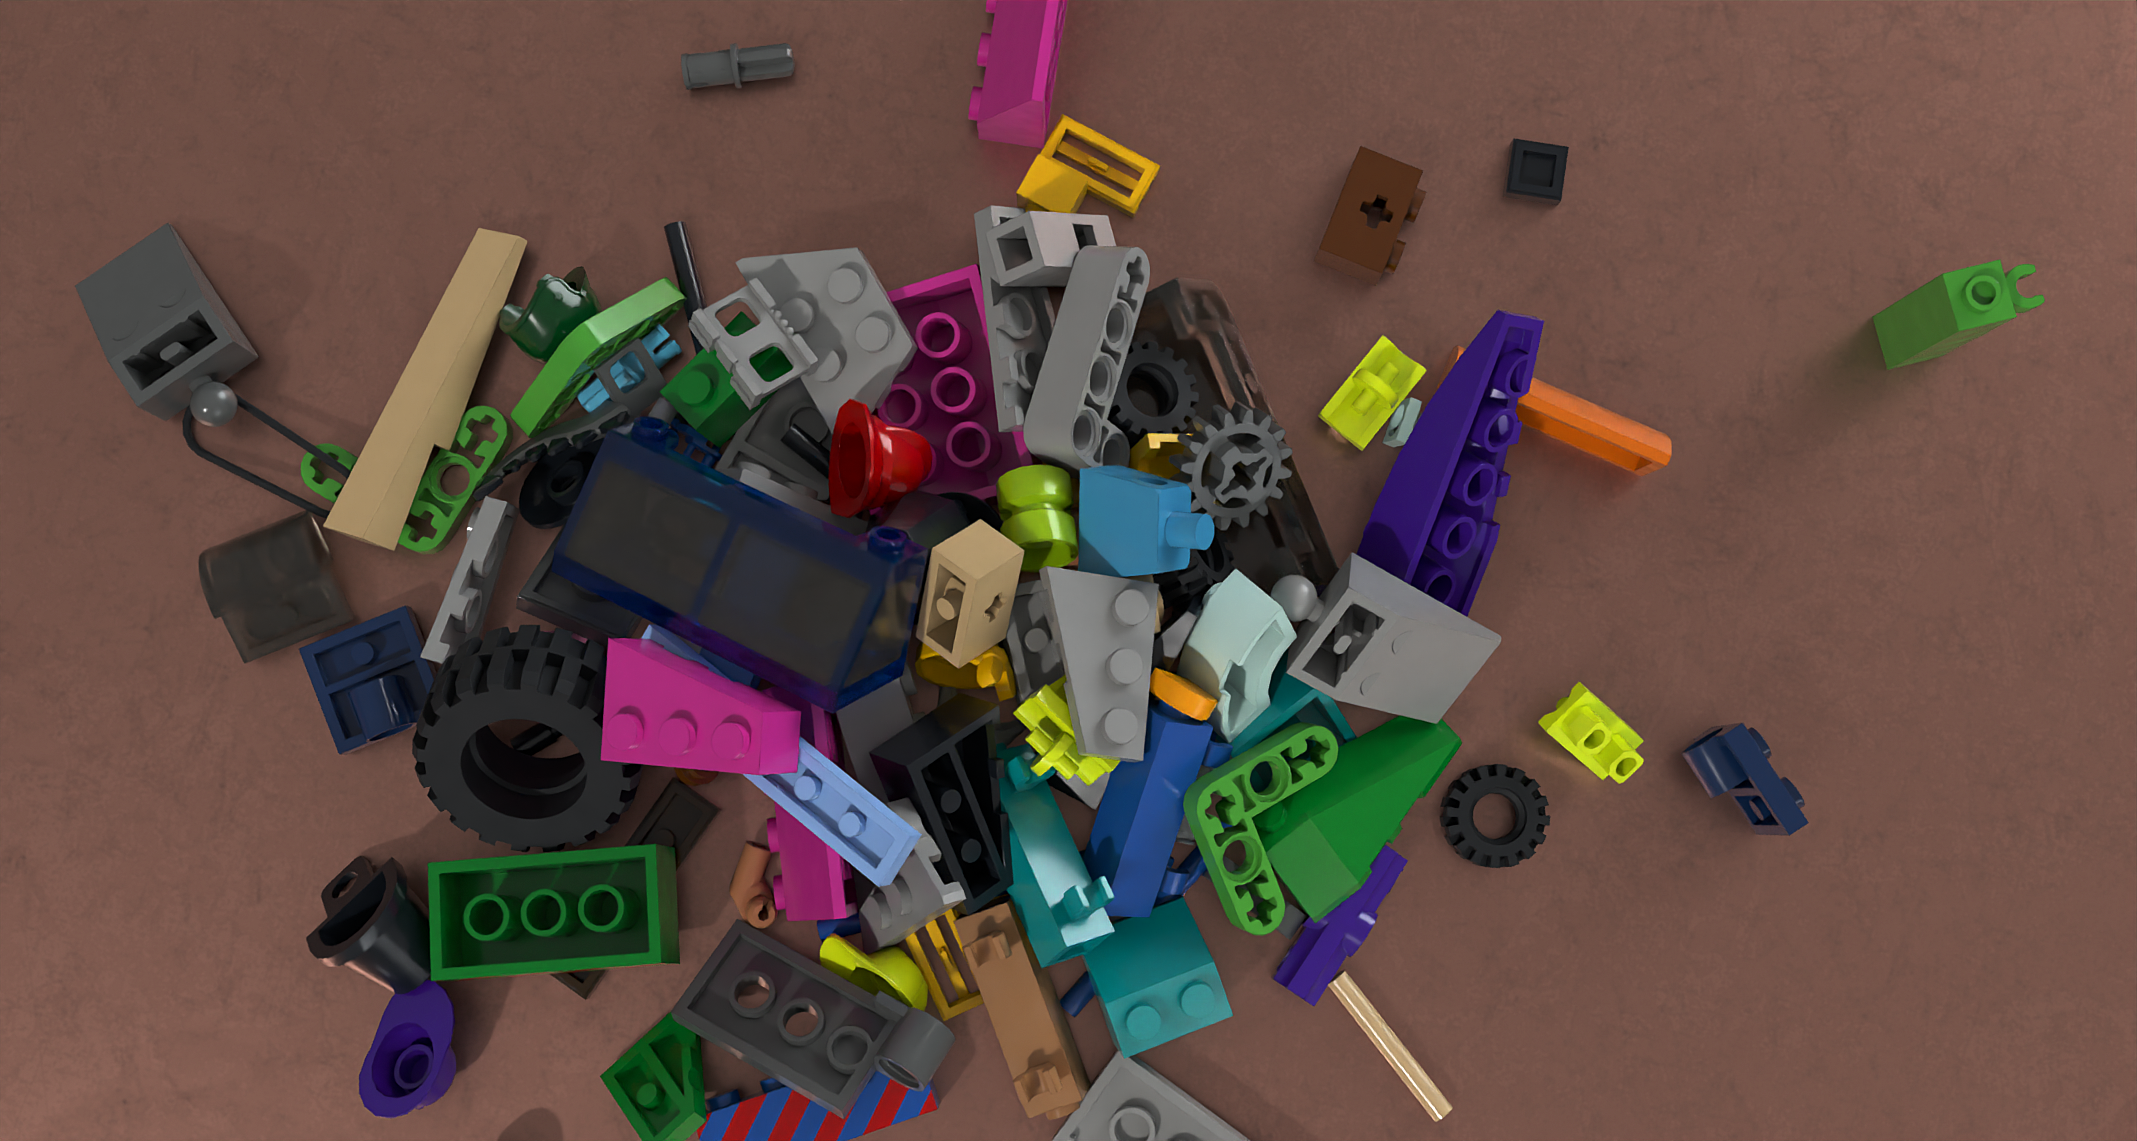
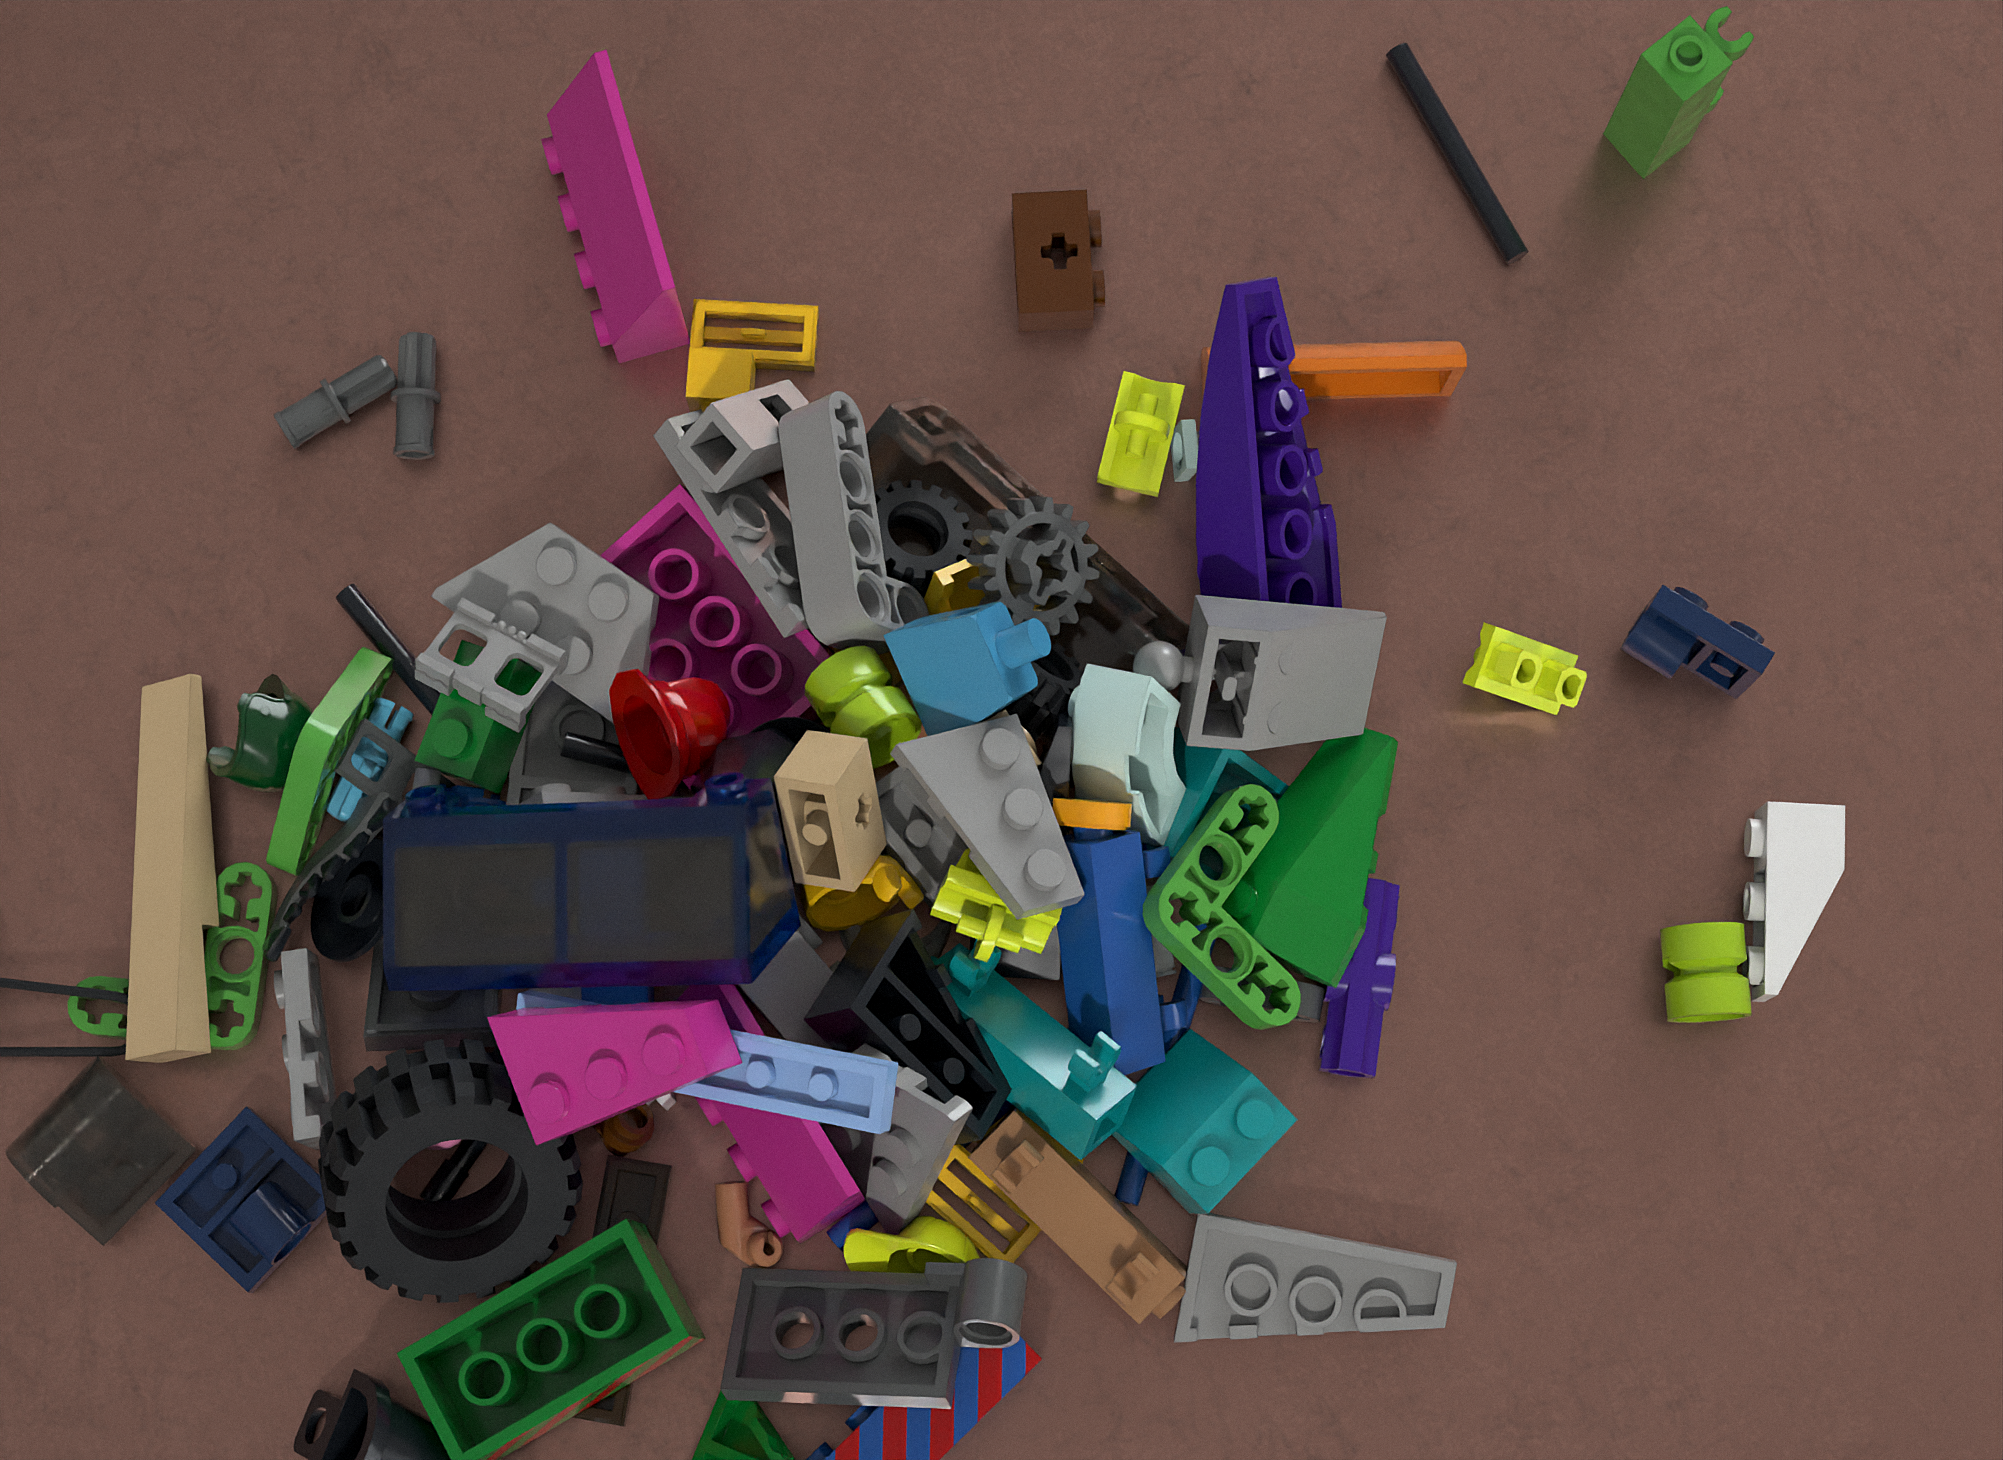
camera: 25 degrees left, 5 degrees down
(802, 91) = (415, 396): none -> dark grey axle
(1390, 1046) = (1471, 1083): tan bar -> none
(1529, 811) = (1490, 771): black tyre -> none
(1535, 171) = (1199, 142): black tile -> none
(1623, 1050) = (1705, 972): none -> lime wheel
(1734, 1005) = (1795, 870): none -> white slope
(1743, 278) = (1457, 153): none -> black bar

